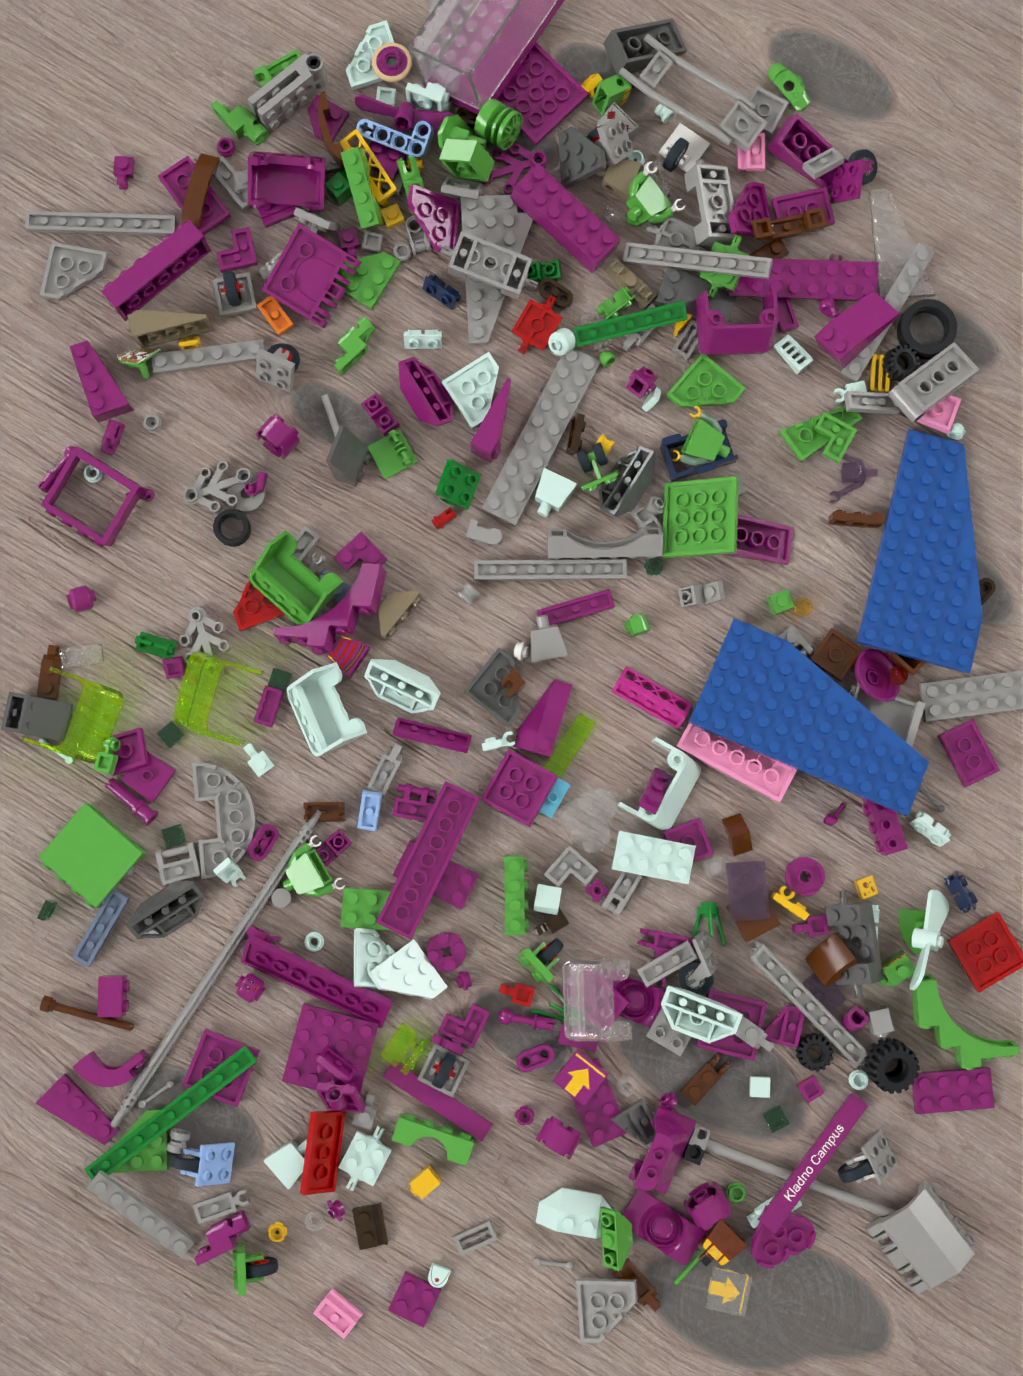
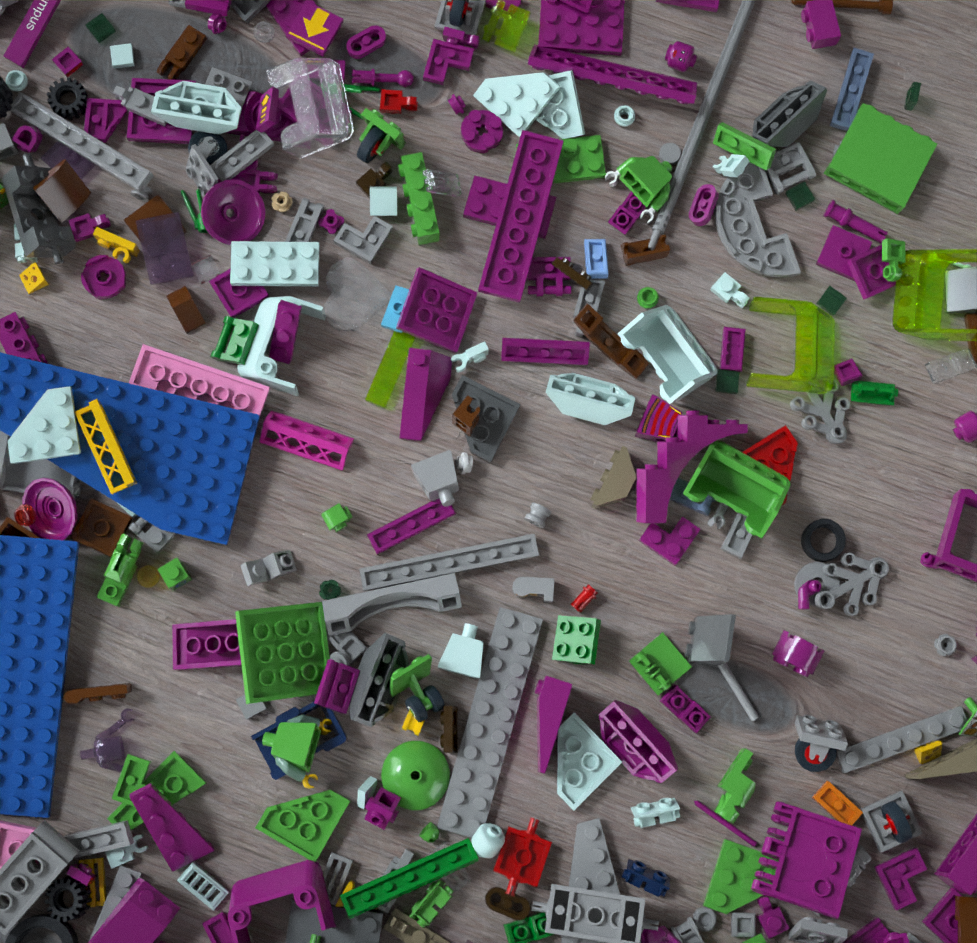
camera: 165 degrees right, 5 degrees down
(213, 888) = (743, 144): none -> bright green plate
(257, 932) = (680, 111): magenta plate -> none
(331, 767) = (647, 297): none -> bright green plate
(361, 313) = (725, 823): none -> magenta axle
(375, 732) = (609, 342): none -> reddish brown slope
(398, 802) = (580, 278): none -> dark brown plate
(502, 905) = (442, 186): none -> clear tile
(606, 417) = (432, 769): none -> bright green dish
(637, 922) = (281, 207): none -> tan plate
(637, 1001) = (267, 109): none -> magenta tile
(662, 482) = (337, 686): none -> magenta plate
(677, 902) = (246, 209): none -> magenta dish
(695, 792) = (239, 342): none -> green plate
(814, 398) = (171, 831): none -> magenta wing
(818, 714) = (113, 445): none -> yellow fence
(825, 614) = (120, 570): none -> bright green plate
(832, 819) = (80, 343): magenta hand -> none
(871, 737) = (47, 430): none -> light aqua plate
(888, 378) = (82, 873): none -> magenta plate

